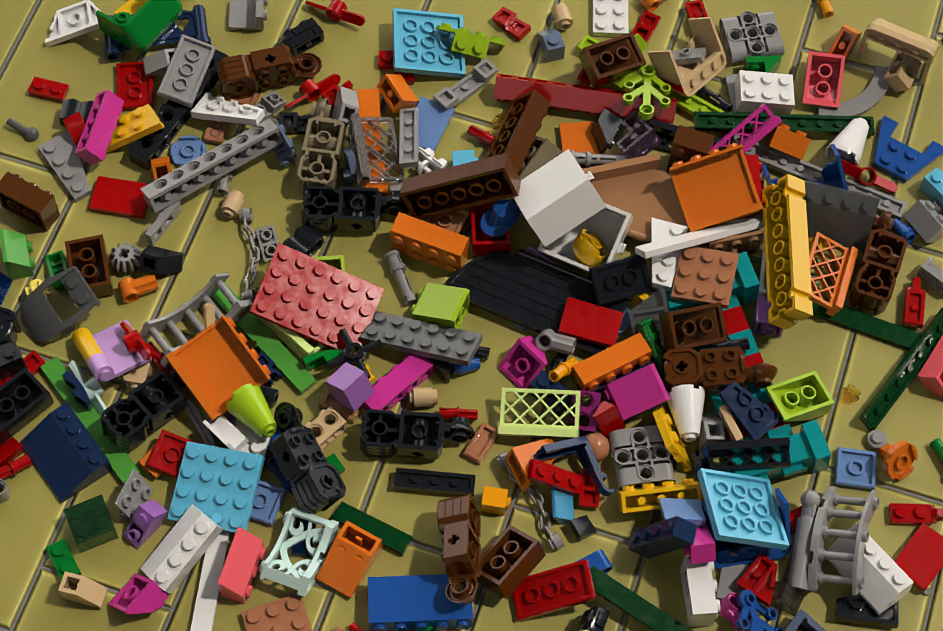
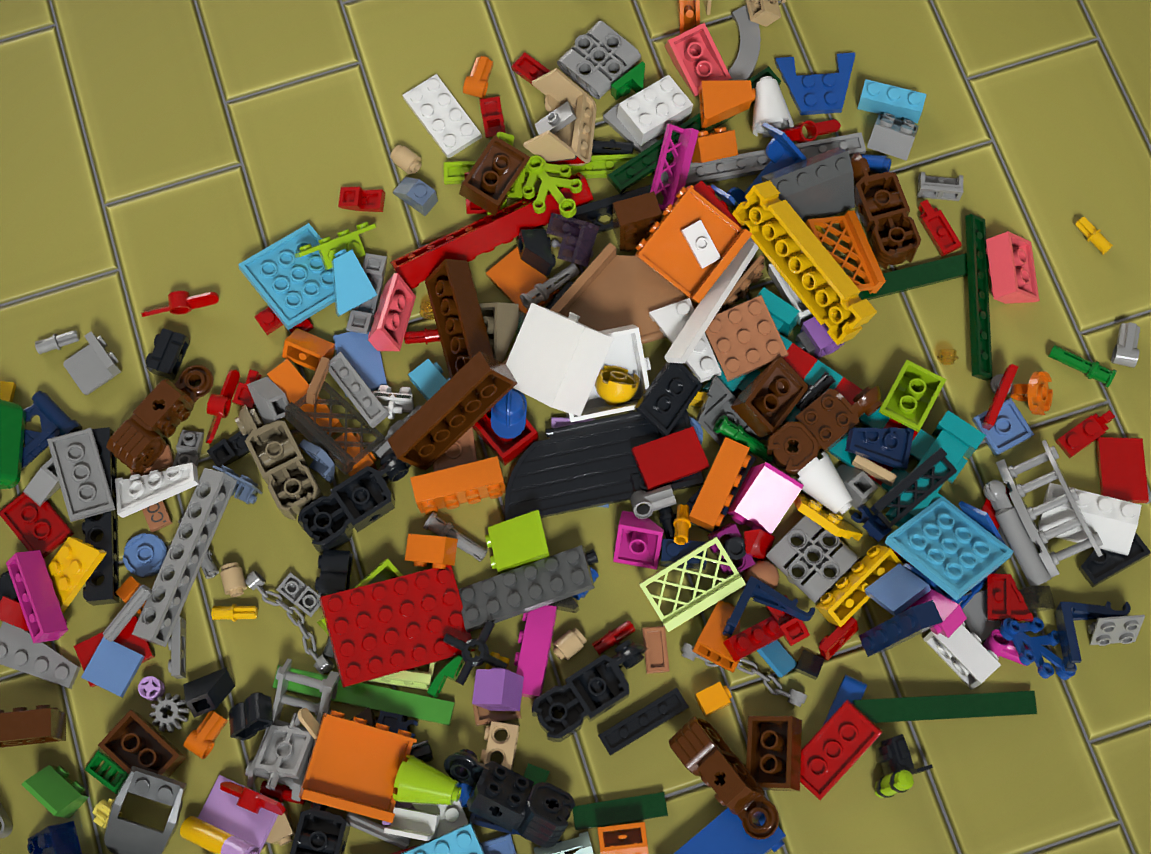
camera: 30 degrees left, 10 degrees up
(112, 204) = (113, 667): none -> medium blue tile
(126, 230) = (147, 686): none -> lavender wheel
(147, 174) = (127, 613): none -> light grey axle
(175, 293) = (250, 716): none -> black brick
(177, 327) = (284, 752): none -> light grey plate
(216, 225) = (234, 612): none -> yellow axle
(377, 271) = (431, 549): none -> orange brick
(386, 112) = (317, 381): none -> medium nougat tile
(458, 68) = (350, 282): none -> medium azure slope
(471, 106) = (392, 315): none -> coral slope
(588, 408) = (735, 547): none -> black tile
(617, 523) = (831, 644): none -> red plate
(722, 193) = (700, 244): none -> white plate
(750, 315) = (805, 343): none -> flat silver plate
(819, 115) = (724, 99): none -> orange slope
(866, 442) = (999, 396): none -> red tile

